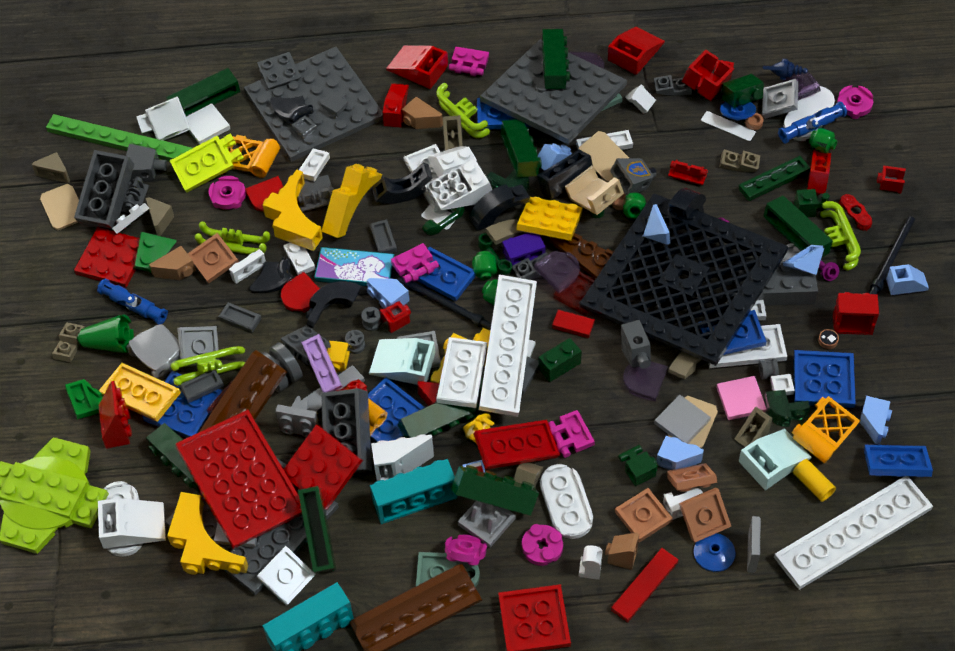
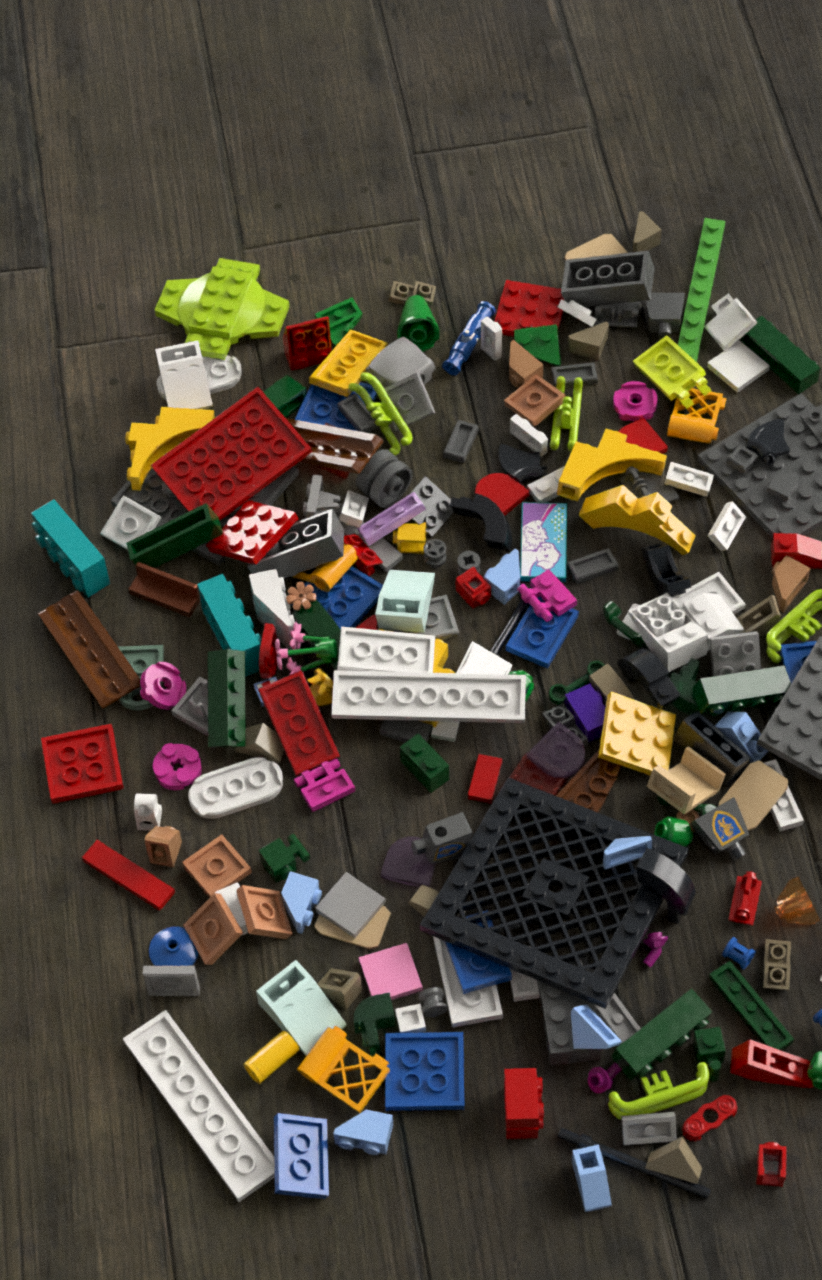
camera: 85 degrees right, 0 degrees up
(143, 279) = (491, 338): none -> white plate
(187, 230) = (585, 371): none -> dark grey tile
(311, 391) = (353, 509): none -> white plate
(360, 145) = (726, 526): none -> white plate
(360, 550) = (165, 590): none -> copper panel
(401, 427) = (301, 596): none -> nougat plant
(438, 454) = (268, 653): none -> red tile
(455, 415) = (325, 649): none -> plant
(476, 312) = (481, 661): none -> white piece
(484, 265) = (558, 671): green head -> none
(488, 151) = (735, 653): none -> light grey plate
(696, 141) = (795, 904): none -> clear orange brick
(732, 180) = (738, 953): none -> blue bush
(828, 339) = (490, 1079): tile -> none
(867, 245) = (649, 1128): none -> light grey plate
(892, 233) = (676, 1161): none -> dark tan slope

